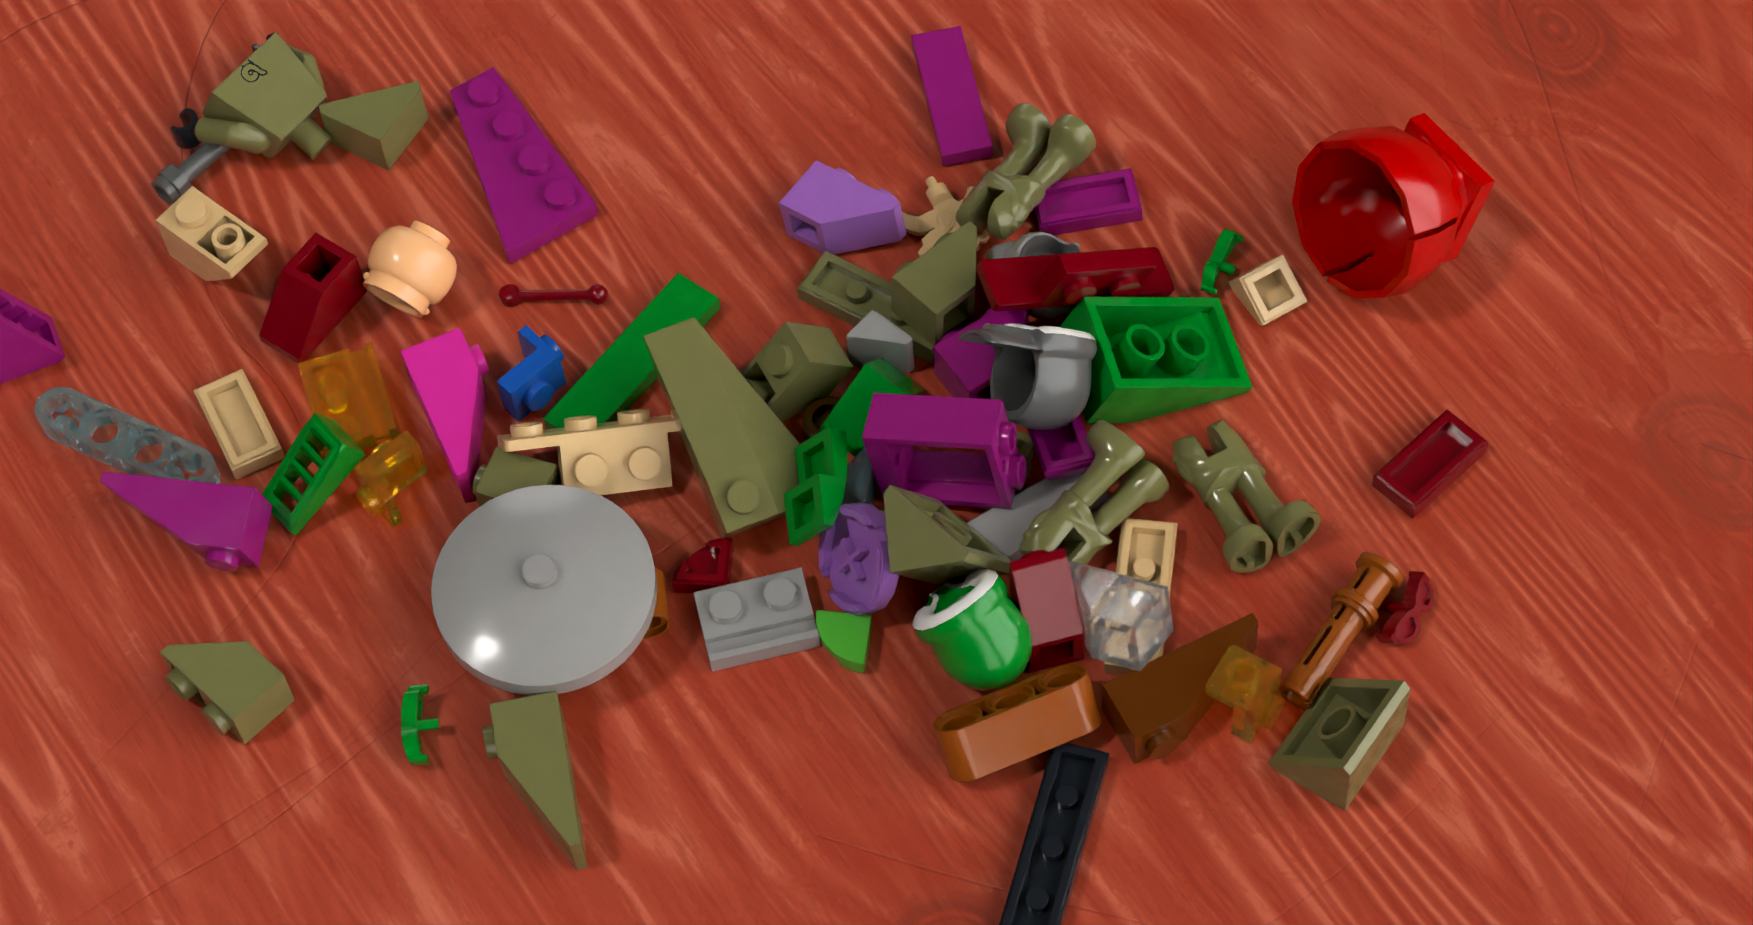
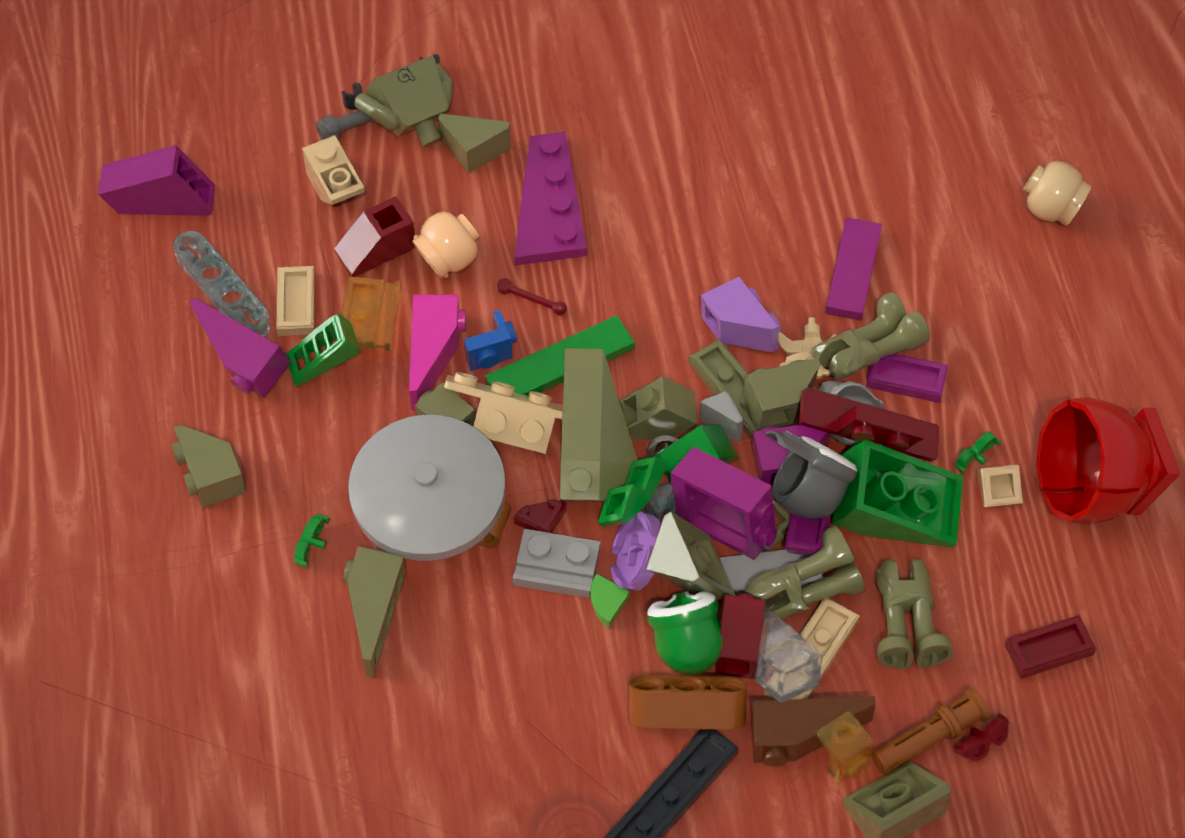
camera: 20 degrees right, 0 degrees up
(386, 473) = (370, 370): clear yellow bracket -> none

